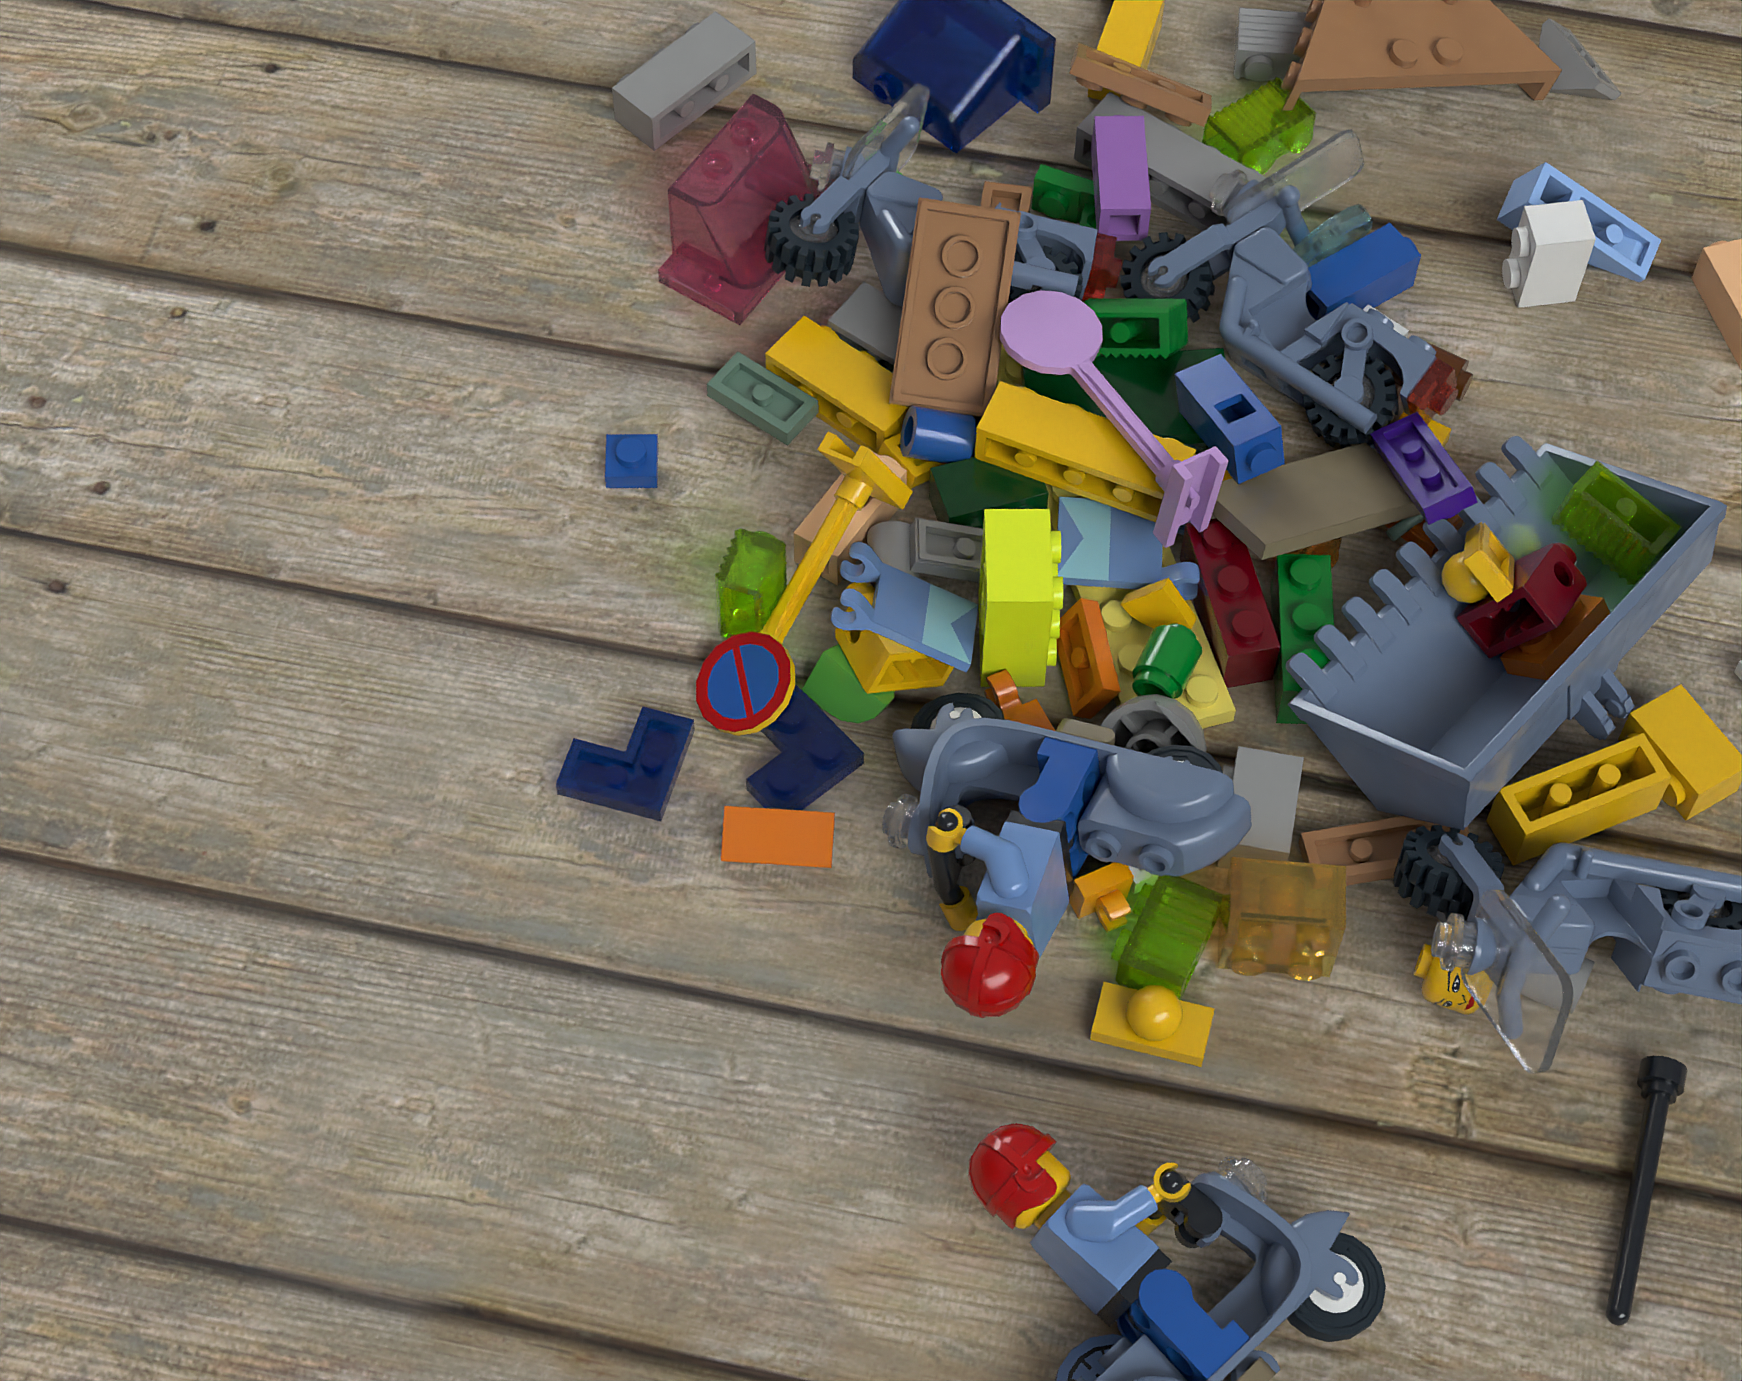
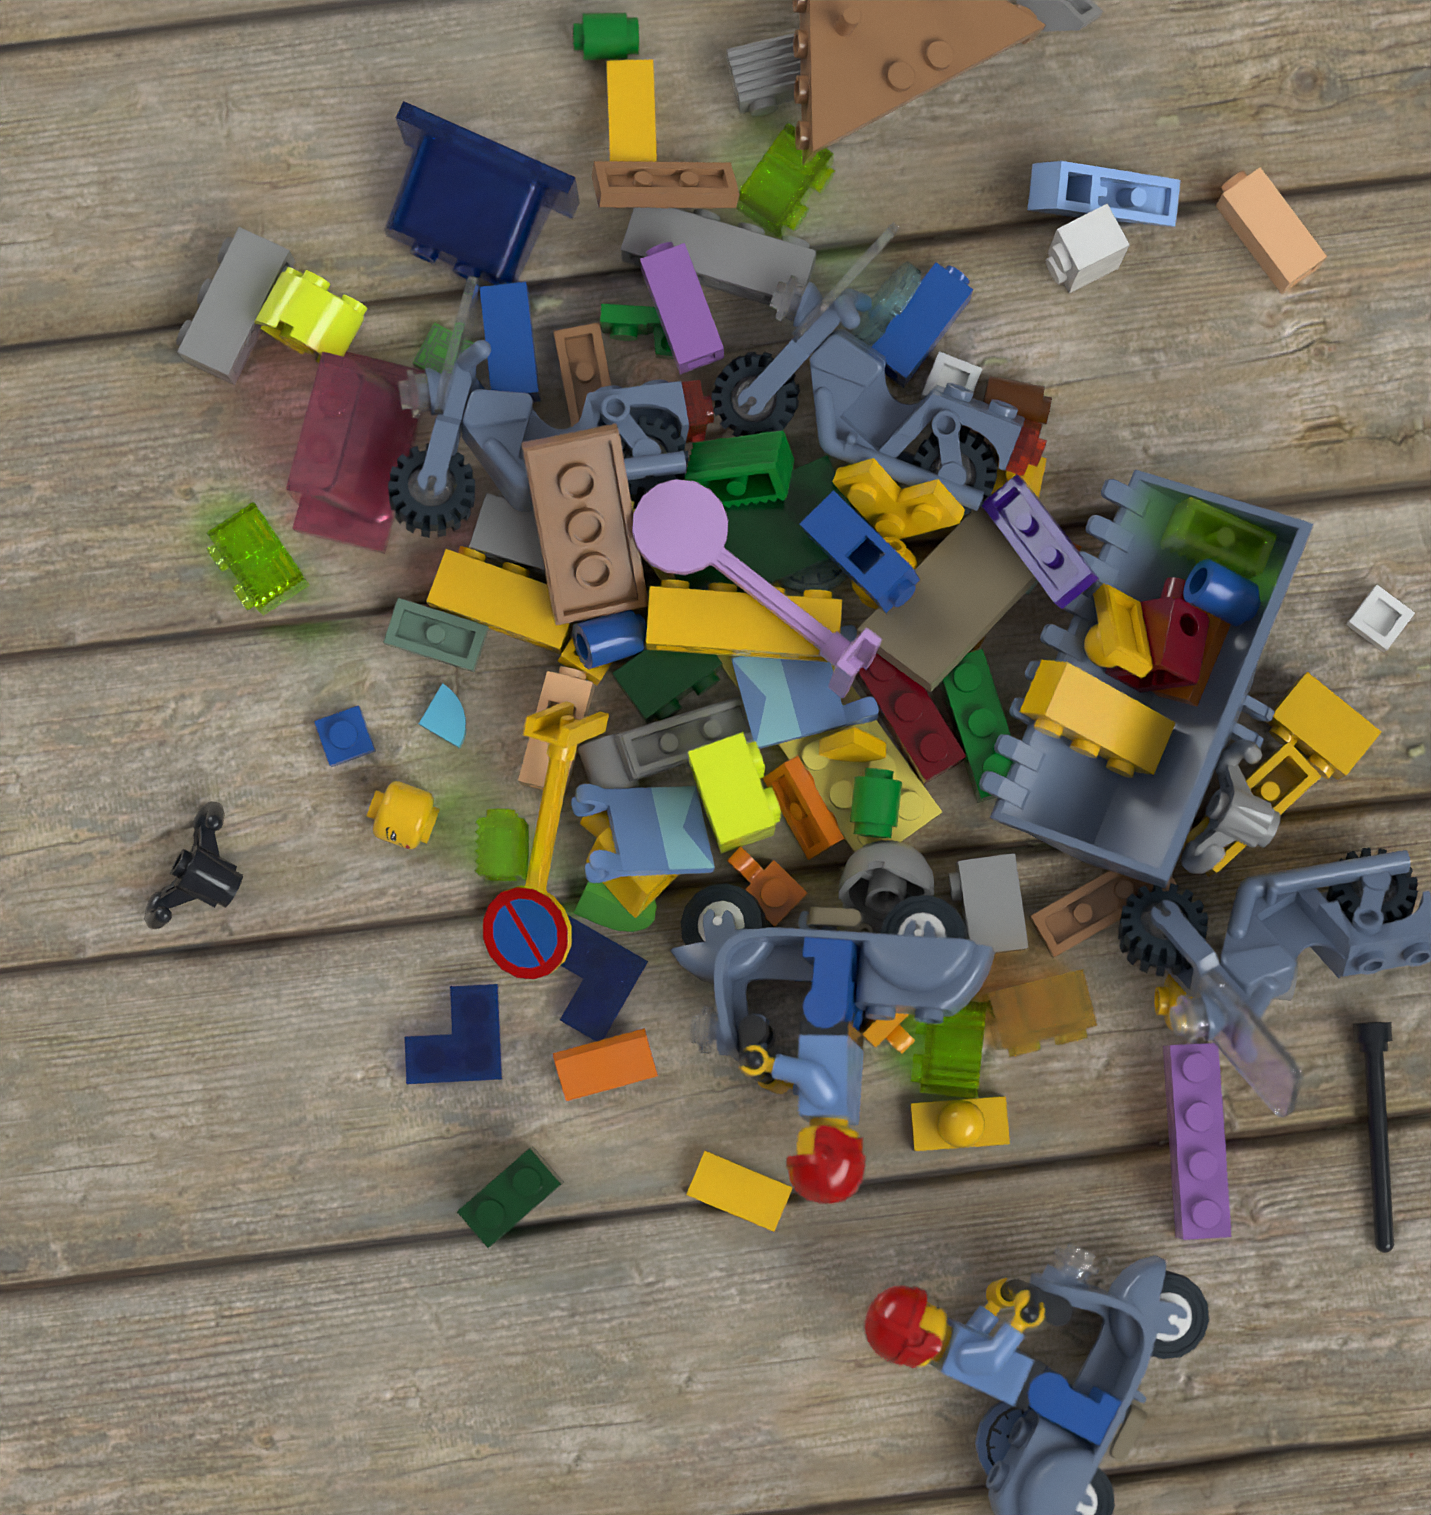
camera: 15 degrees left, 25 degrees up
(427, 524) = (198, 873): none -> black piece
(611, 282) = (257, 560): none -> clear neon green brick
(621, 928) = (510, 1197): none -> dark green brick
(661, 538) = (403, 815): none -> yellow head
(741, 474) = (446, 717): none -> medium azure tile
(748, 71) = (308, 316): none -> neon yellow brick
(877, 1013) = (739, 1191): none -> yellow tile
(944, 158) = (511, 338): none -> blue brick
(1302, 413) = (896, 510): none -> yellow plate
(1423, 1120) = (1197, 1141): none -> medium lavender brick
(1436, 644) = (1096, 718): none -> yellow brick
(1562, 767) = (1232, 813): none -> light grey piece
(1607, 563) = (1222, 592): none -> blue brick

